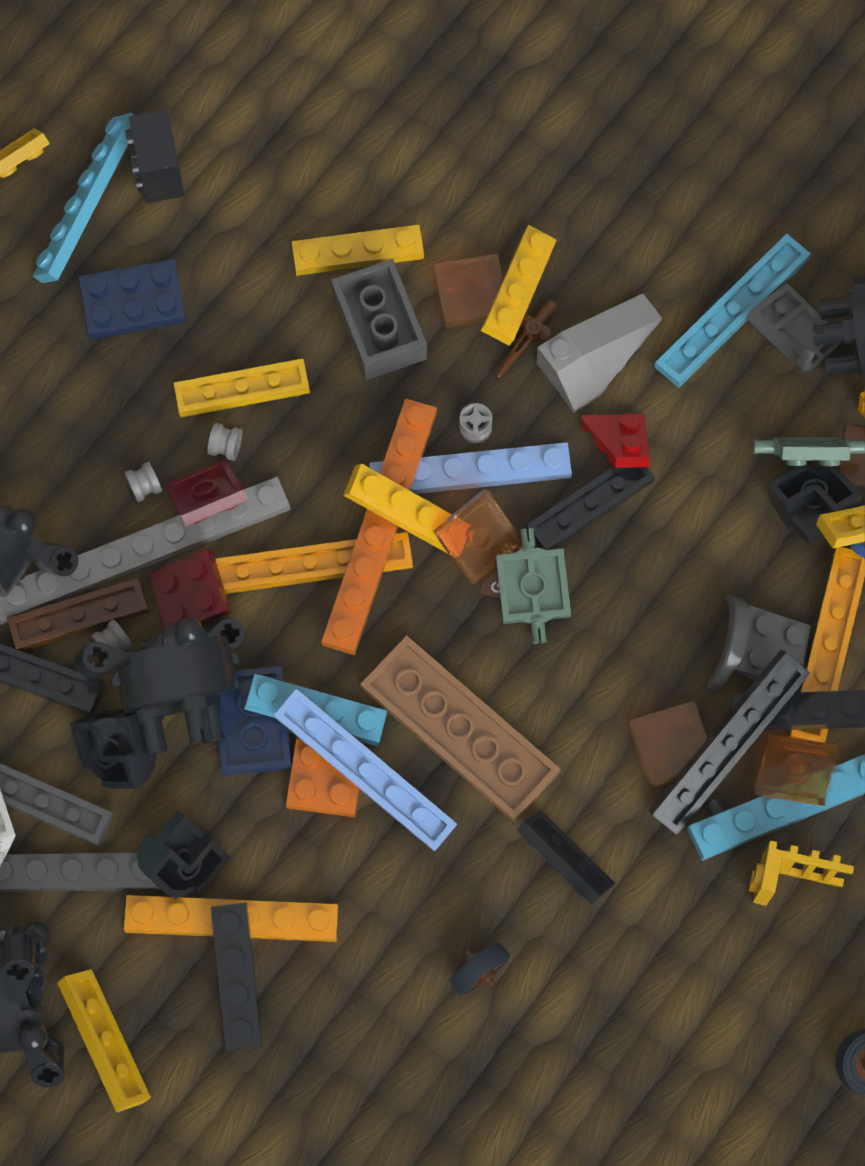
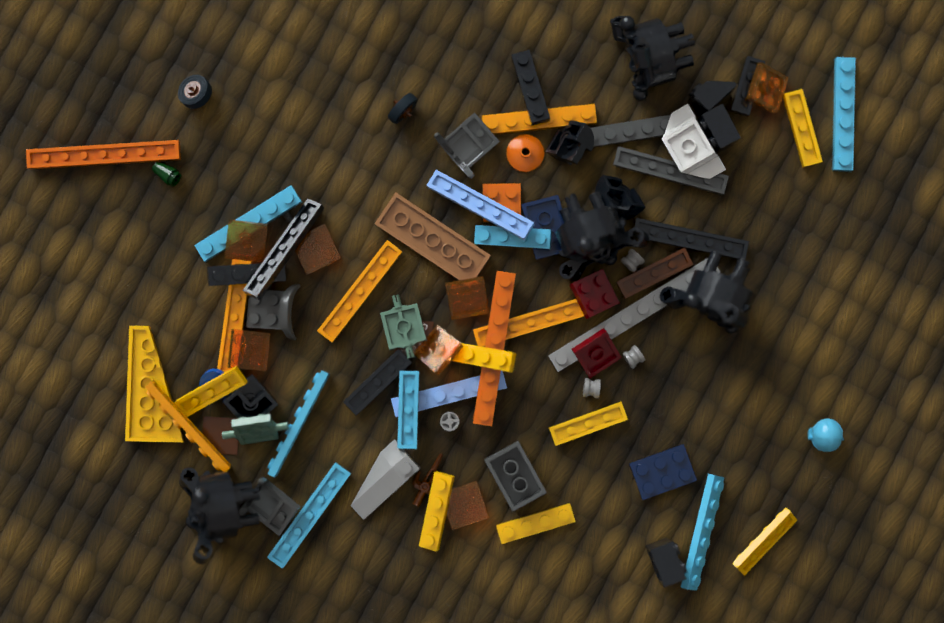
camera: 170 degrees right, 15 degrees up
(104, 1040) = (593, 45): yellow plate -> none
(270, 879) = (523, 162): none -> orange dish
(367, 887) = (468, 143): none -> dark grey piece
(413, 615) = (467, 298): none -> clear orange plate
(543, 444) = (408, 409): none -> medium azure plate
(565, 857) = (365, 176): black plate -> none
(601, 658) = (359, 291): none -> light orange plate
(620, 437) = (365, 423): red wing -> none
(728, 465) = (294, 429): none -> medium azure plate
(775, 861) = (255, 182): yellow plate -> none
(809, 582) = (248, 350): none -> clear orange plate

